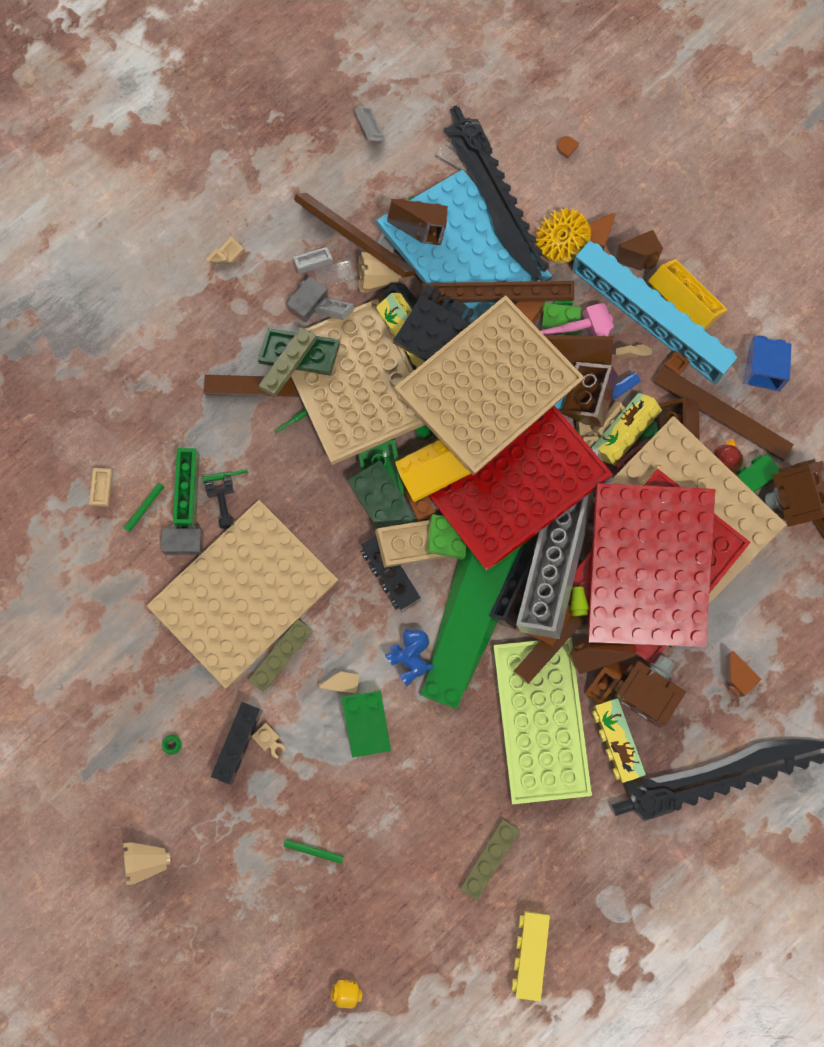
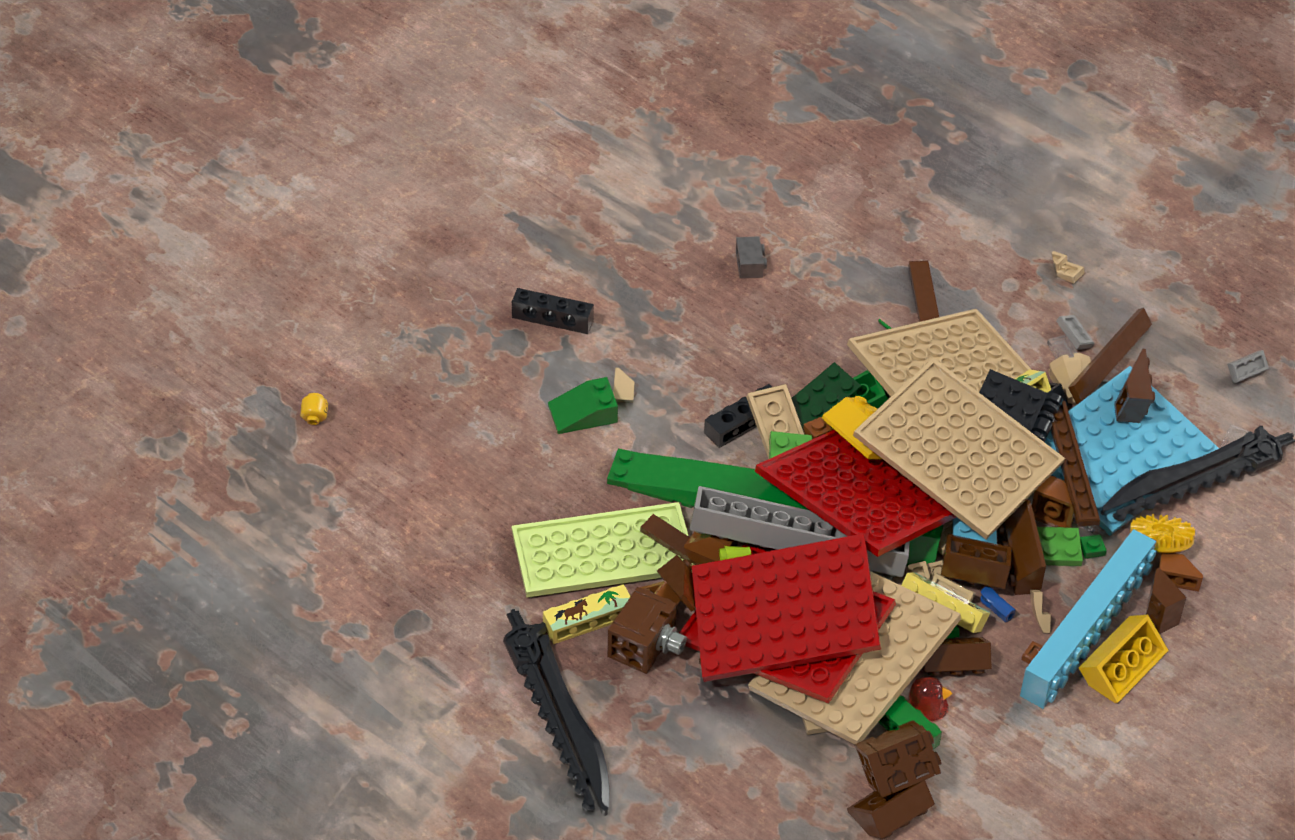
camera: 80 degrees right, 30 degrees down
(101, 487) = (794, 197): tan plate -> none
(143, 508) = (780, 230): green bar -> none
(144, 861) = (431, 250): tan cone -> none
(165, 744) = (546, 268): green plate -> none
(186, 487) = (804, 252): green brick -> none
(219, 476) = (823, 282): green piece -> none
(225, 521) = (806, 276): black bar -> none
(242, 594) = (705, 309): tan plate -> none
(267, 738) = (558, 337): tan plate -> none
(280, 656) = (645, 341): olive plate -> none
(287, 362) = (951, 305): olive plate -> none
(306, 298) = (1029, 330): flat silver brick -> none
(313, 851) = (451, 379): green bar -> none
(318, 360) = (966, 319): dark green plate -> none
(334, 308) = (1023, 348): light grey plate -> none
(415, 643) = (657, 432): blue animal -> none
(489, 859) = (453, 516): olive plate -> none
(531, 955) = (356, 551): light yellow brick -> none
(567, 146) = (1278, 541): dark orange tile -> none
(596, 319) = (1067, 574): bright pink piece -> none
(724, 414) = (985, 702): reddish brown tile -> none
(739, 675) = (675, 720): dark orange slope -> none
(768, 363) = (1056, 733): blue slope -> none

